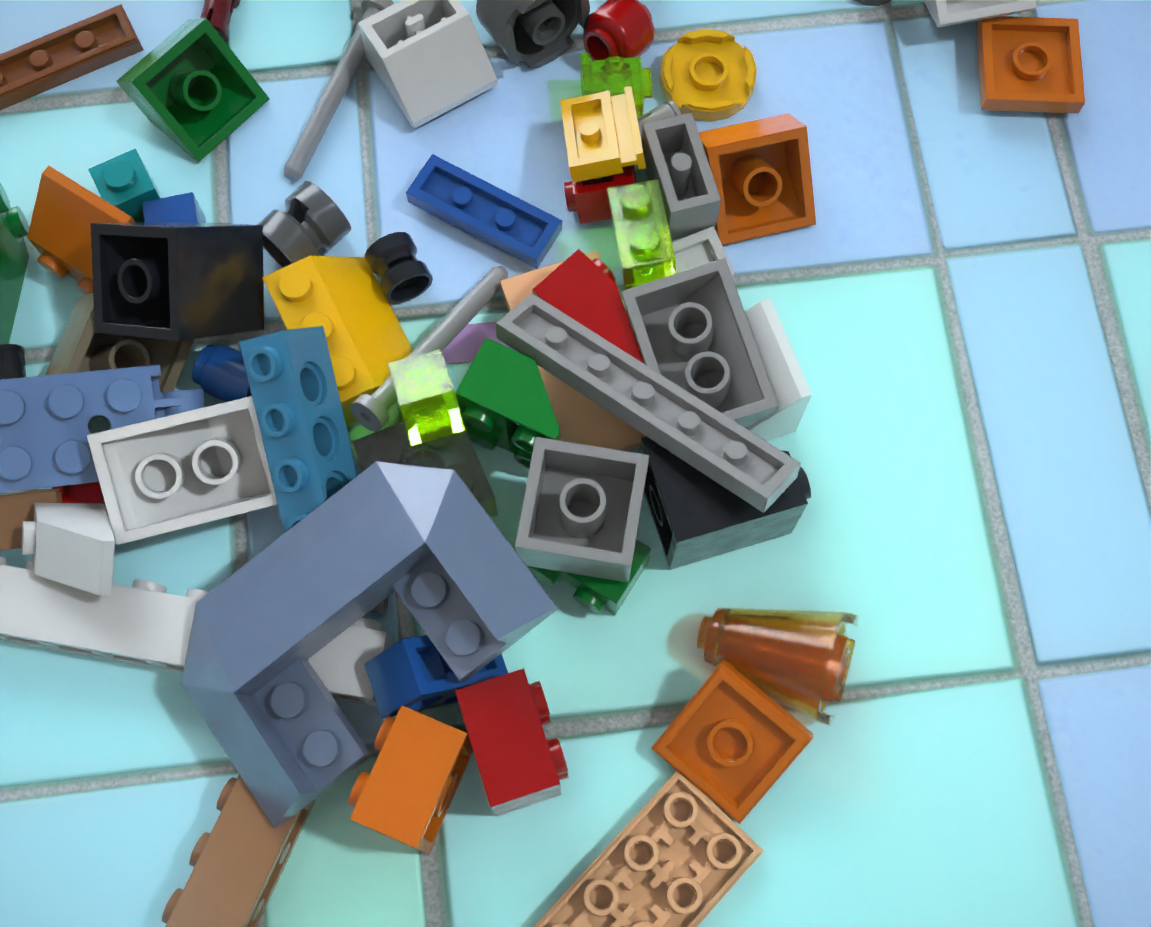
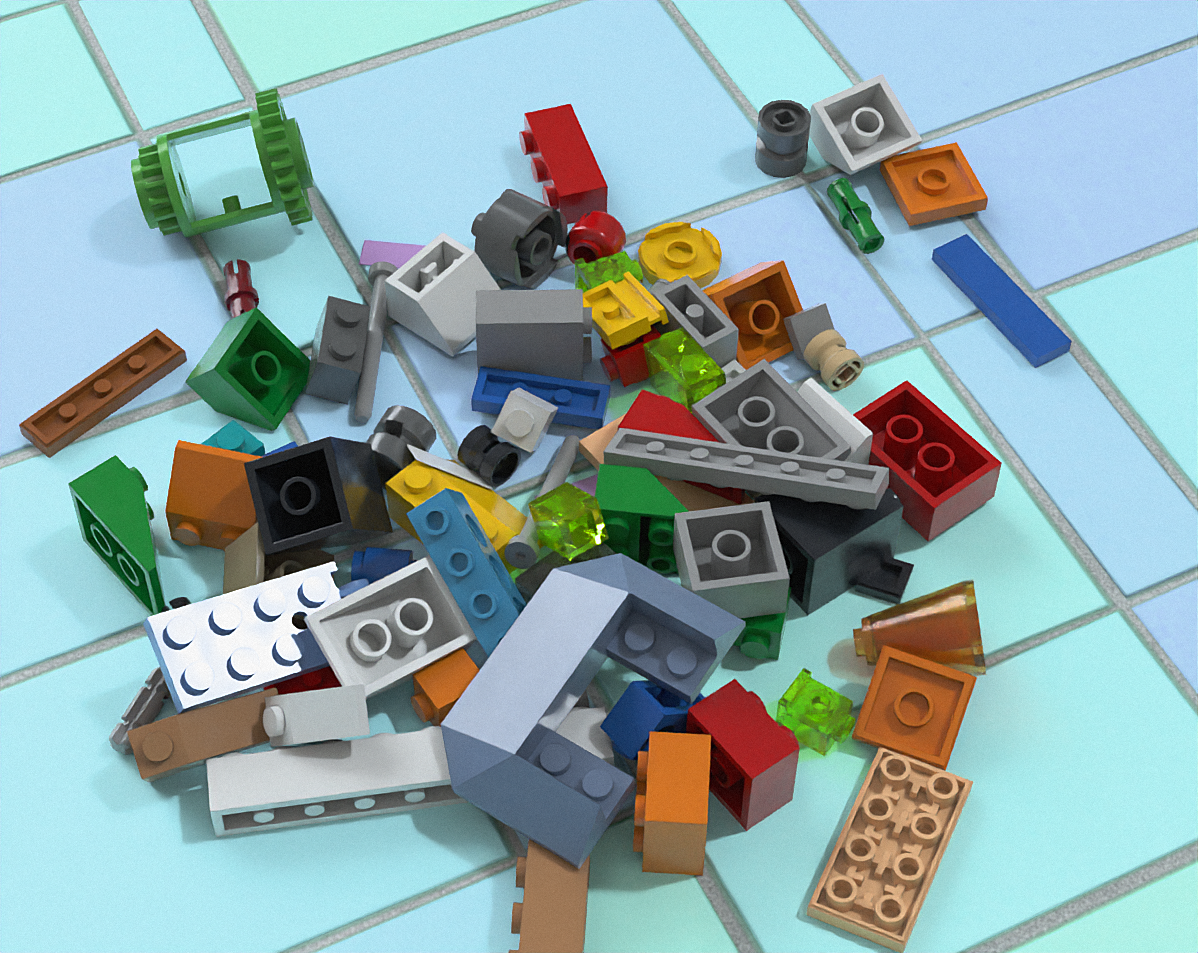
camera: 20 degrees left, 20 degrees down
(235, 541) = (441, 686): none -> orange brick
(287, 88) = (338, 350): none -> dark grey brick
(342, 270) = (448, 466): none -> white sticker
(447, 239) = (524, 420): none -> white brick
(495, 133) = (534, 331): none -> light grey brick
(599, 699) = (815, 713): none -> clear neon green brick
(773, 558) = (888, 582): none -> black tile
(812, 216) = (806, 325): none -> light grey tile
(823, 261) = (837, 364): none -> tan wheel
(868, 426) = (930, 460): none -> red brick
(924, 80) = (864, 230): none -> green pin
(1048, 238) = (1001, 300): none -> blue tile

